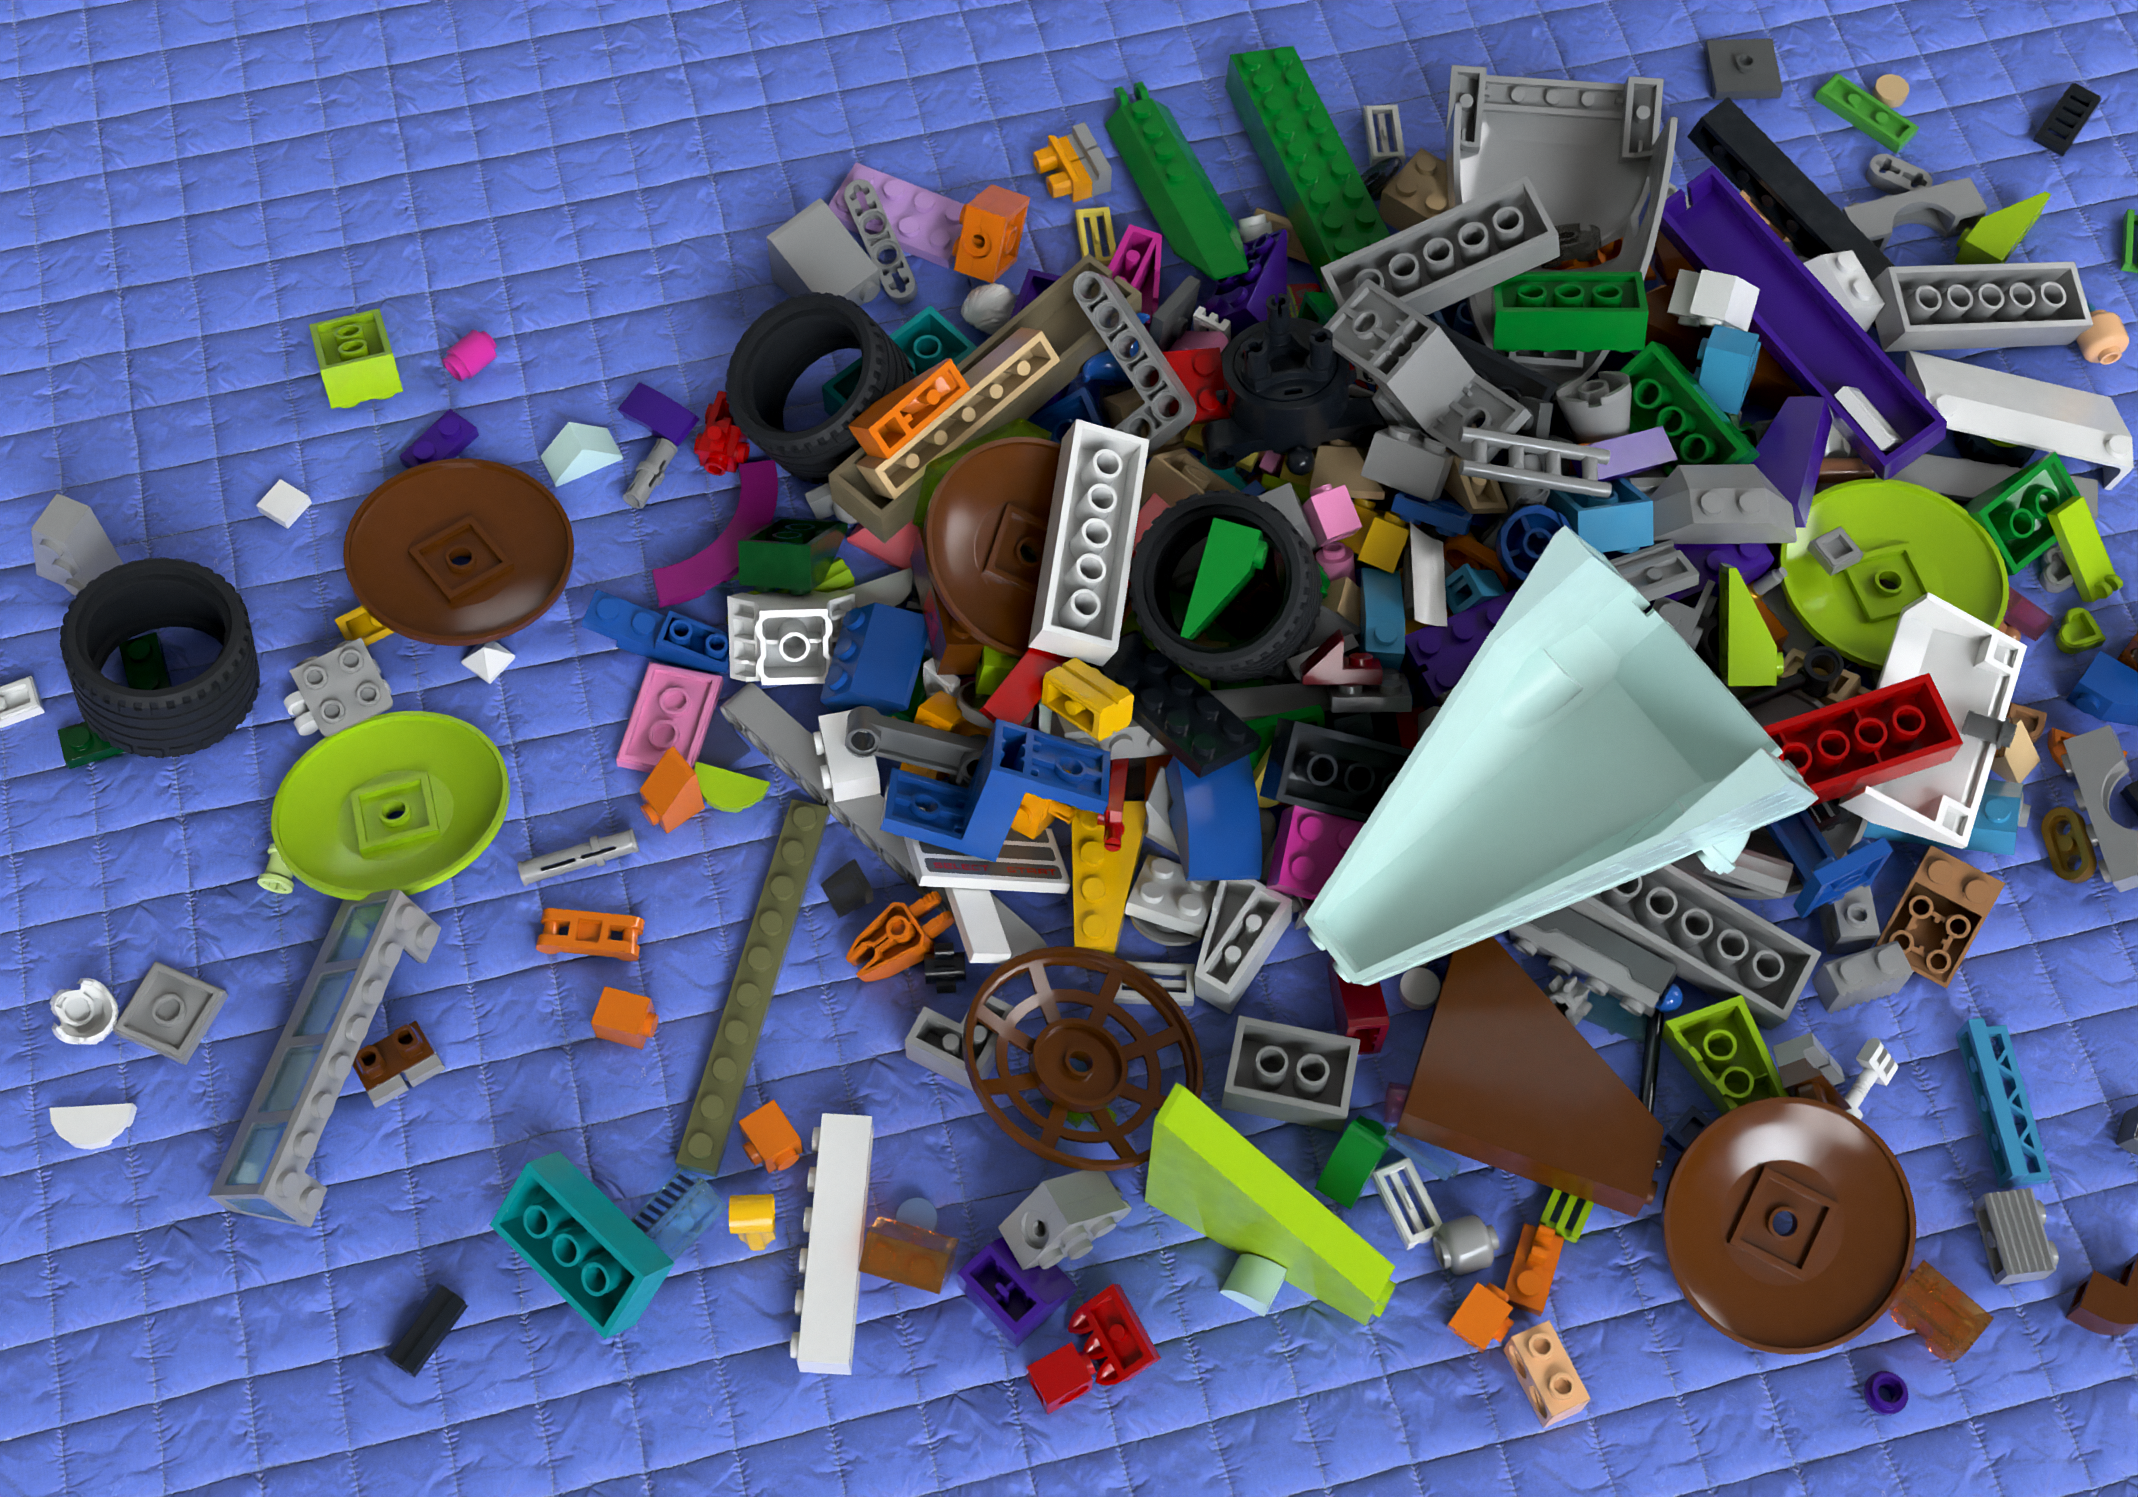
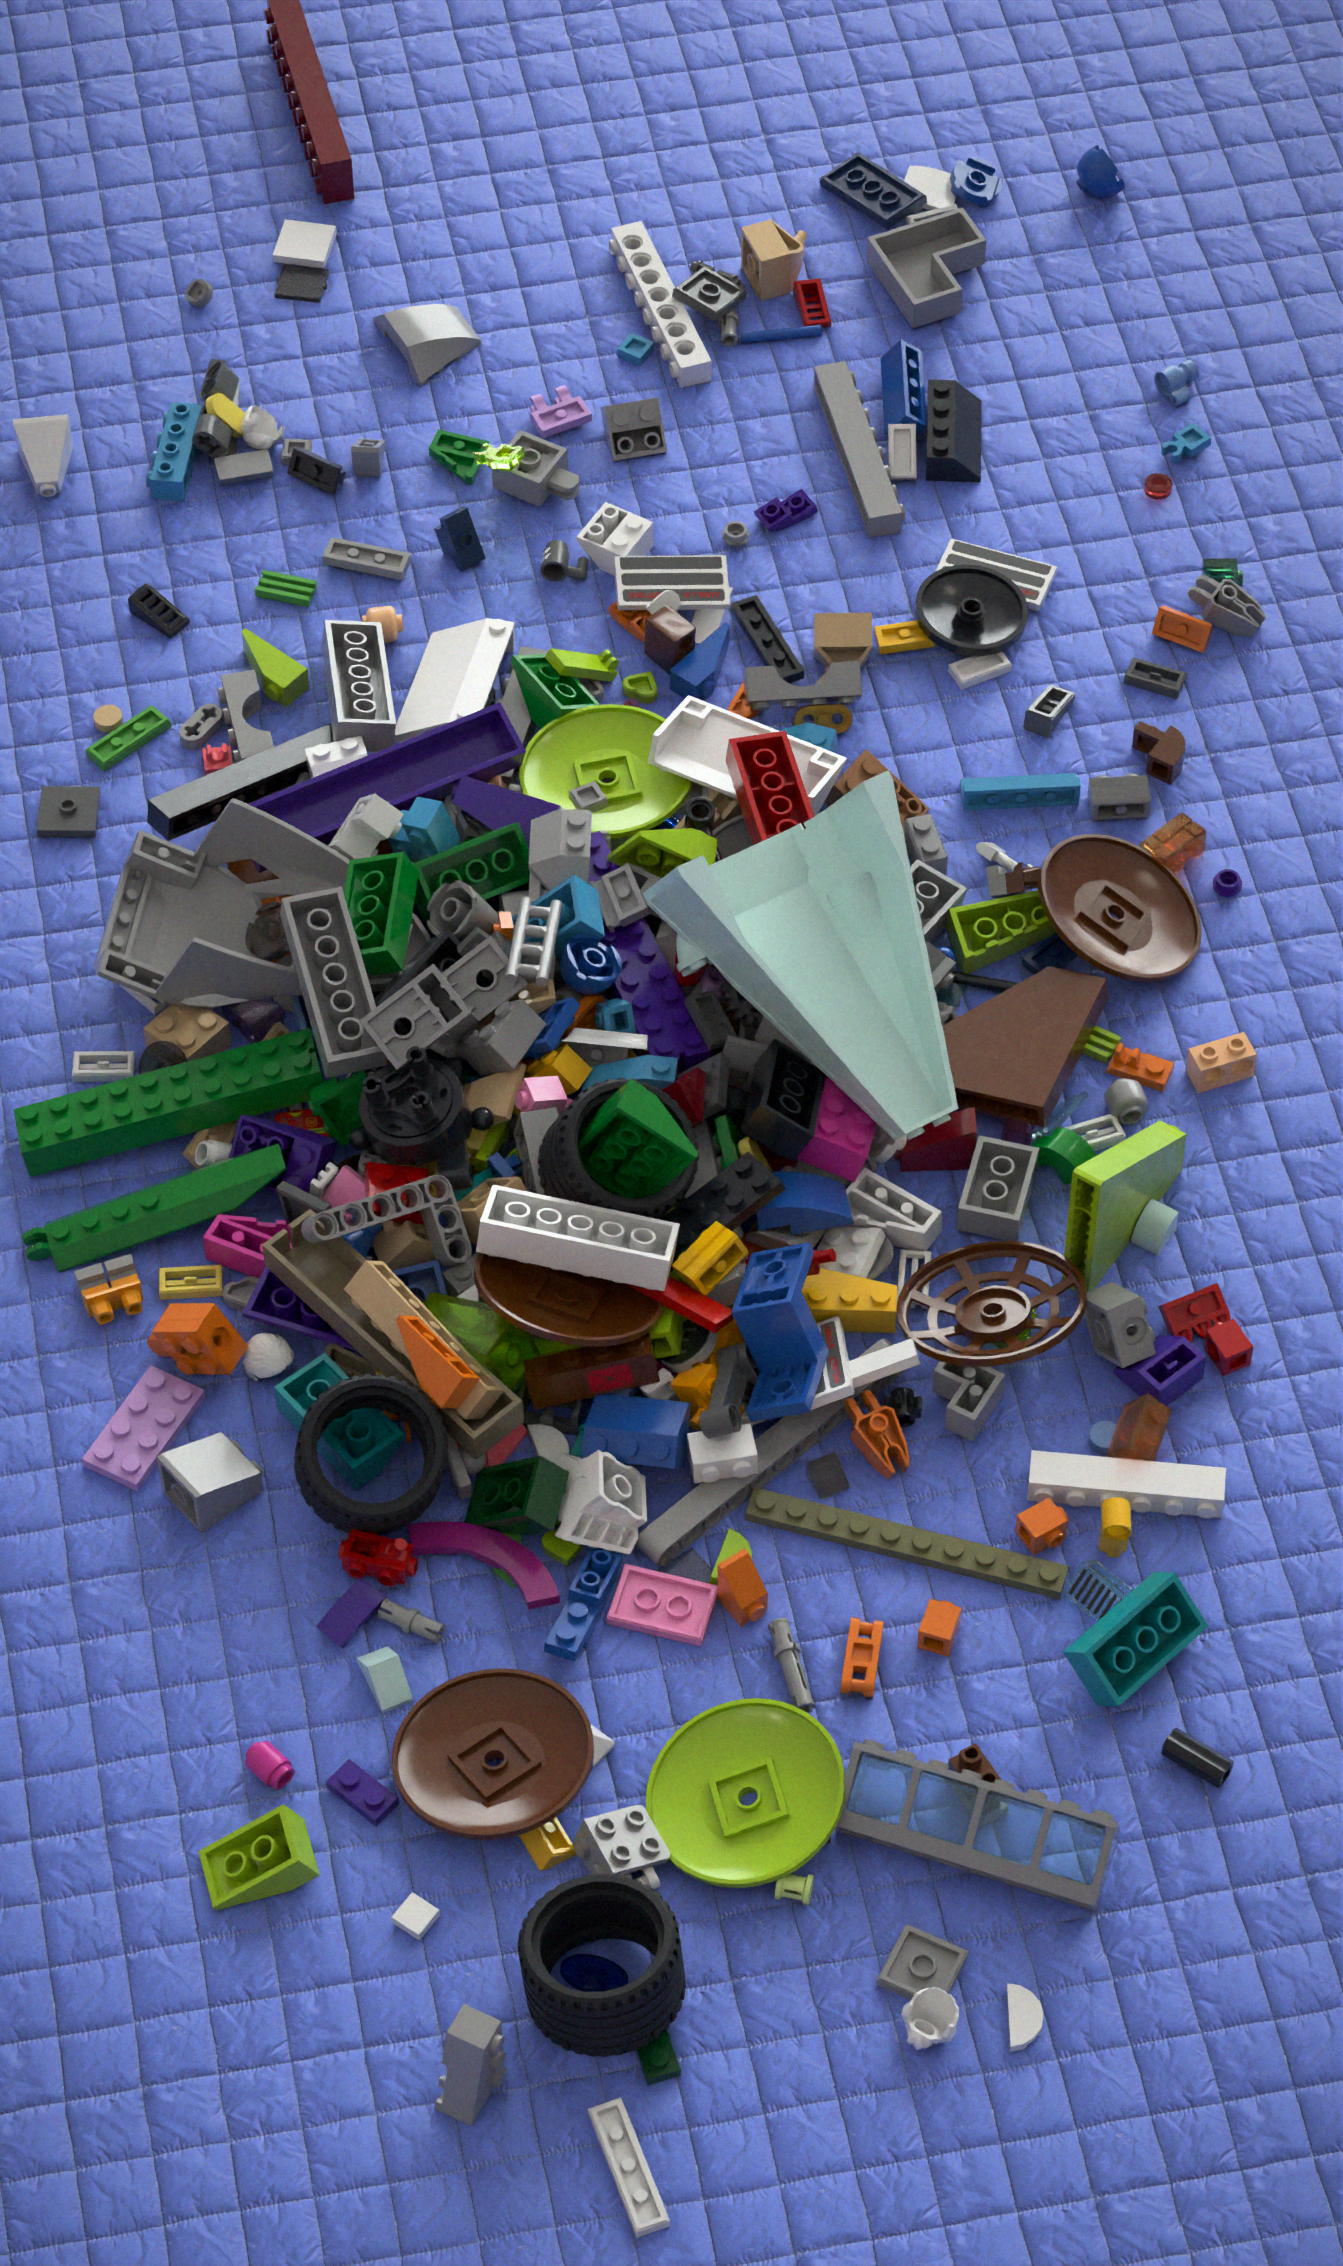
camera: 85 degrees left, 10 degrees down
(178, 649) = (592, 1973): none -> clear blue dish
(878, 242) = (181, 1431): light grey beam -> none
(1482, 1317) = (1180, 1094): orange brick -> none
(1633, 454) = (505, 897): tile -> none
(1848, 192) = (216, 758): none -> coral tile
(1869, 418) = (479, 755): white tile -> none
(1989, 729) = (762, 720): dark grey pin -> none

